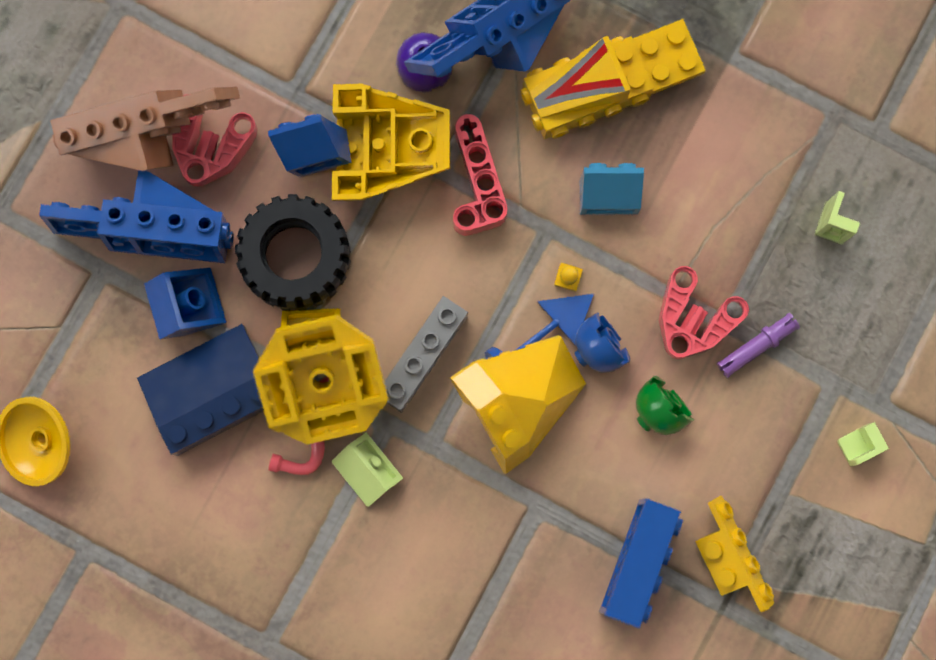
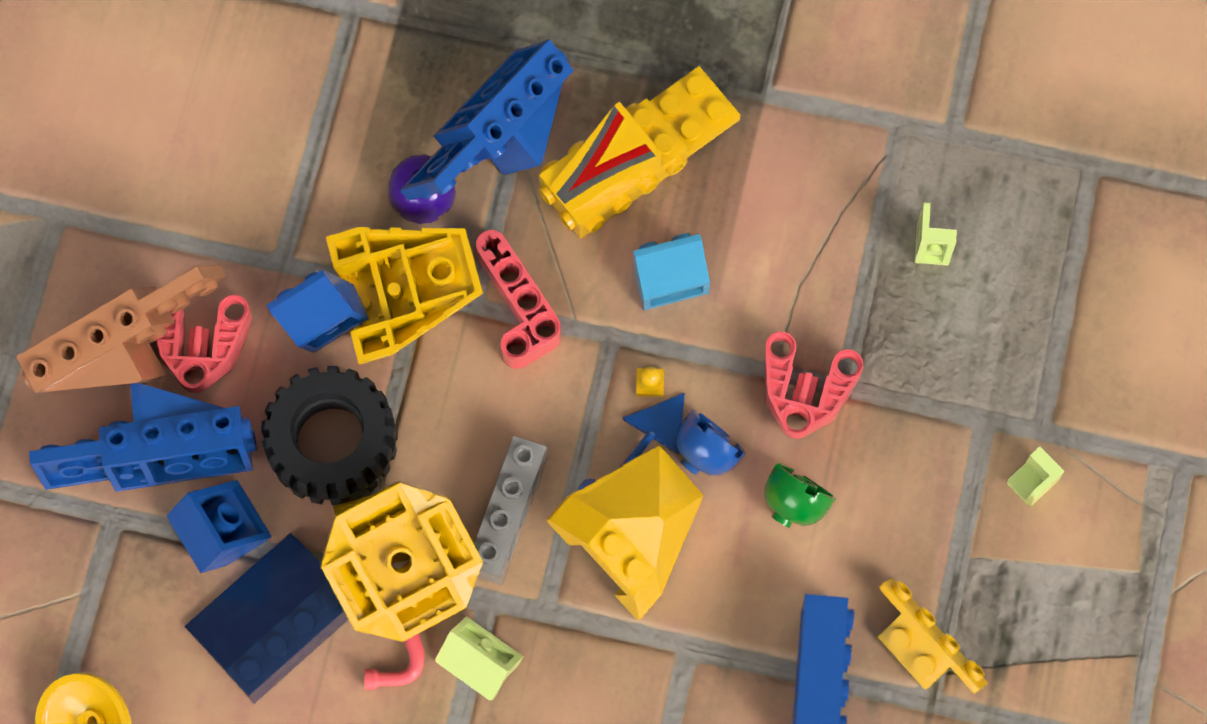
camera: 10 degrees left, 10 degrees down
(767, 338) = (894, 389): medium lavender pin -> none

